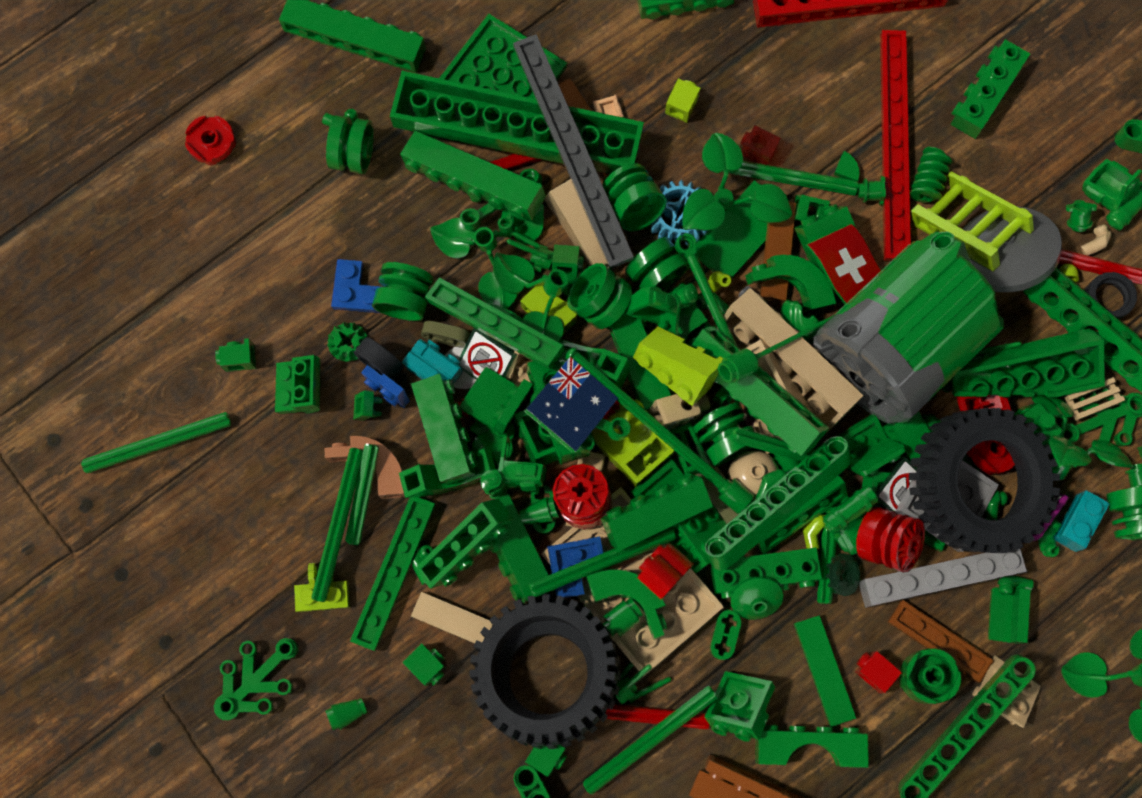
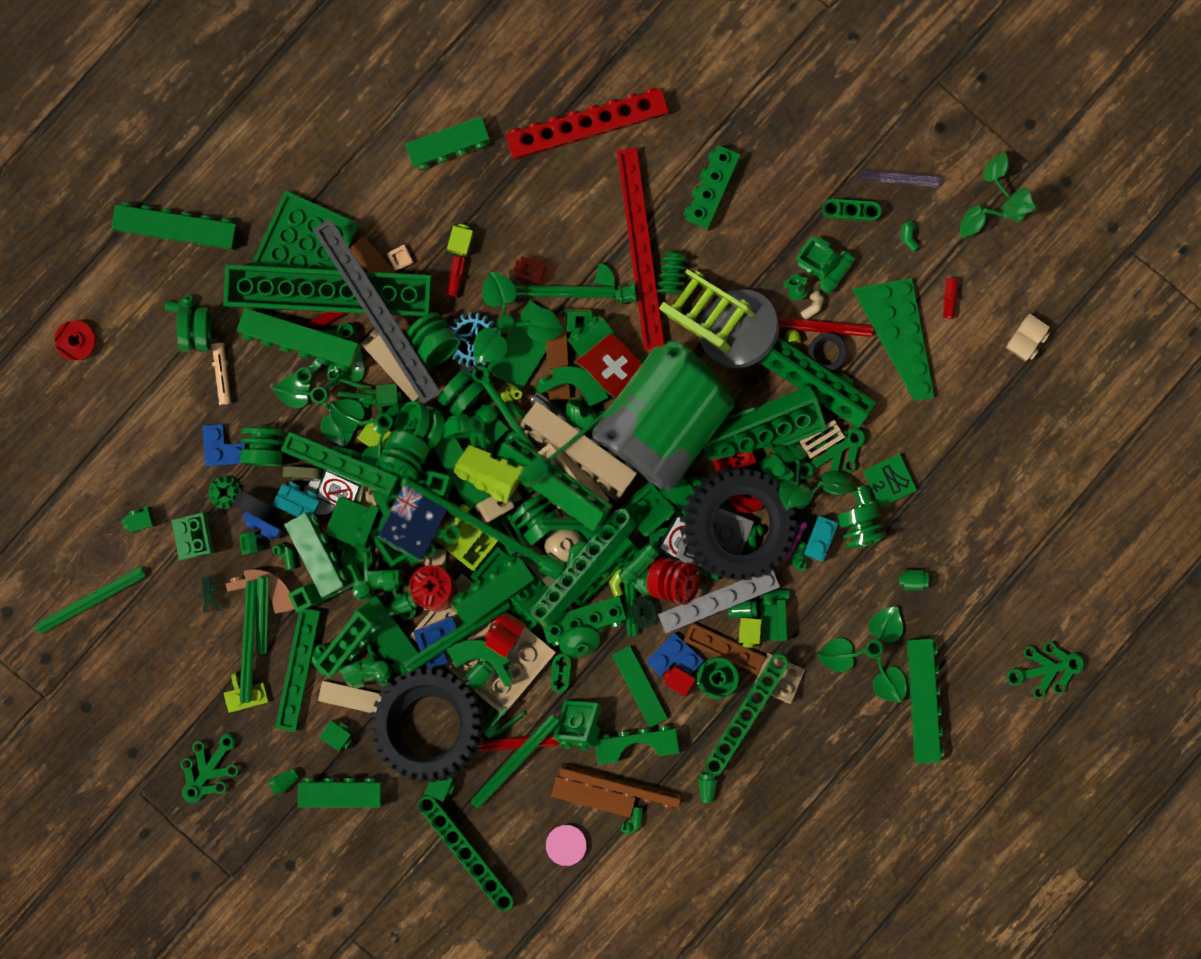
camera: 10 degrees left, 10 degrees up
(302, 453) = (209, 588): none -> clear green plate
(374, 177) = (218, 349): none -> light nougat pin
(406, 426) = (286, 553): none -> green arm
(415, 743) = (339, 794): none -> green brick
(480, 587) = (368, 670): none -> green piece
(575, 322) = (403, 455): none -> green wheel
(670, 140) = (455, 276): none -> red axle
(877, 633) = (674, 651): none -> blue plate
(973, 595) = (746, 609): none -> green cone
(977, 623) = (749, 632): none -> lime brick

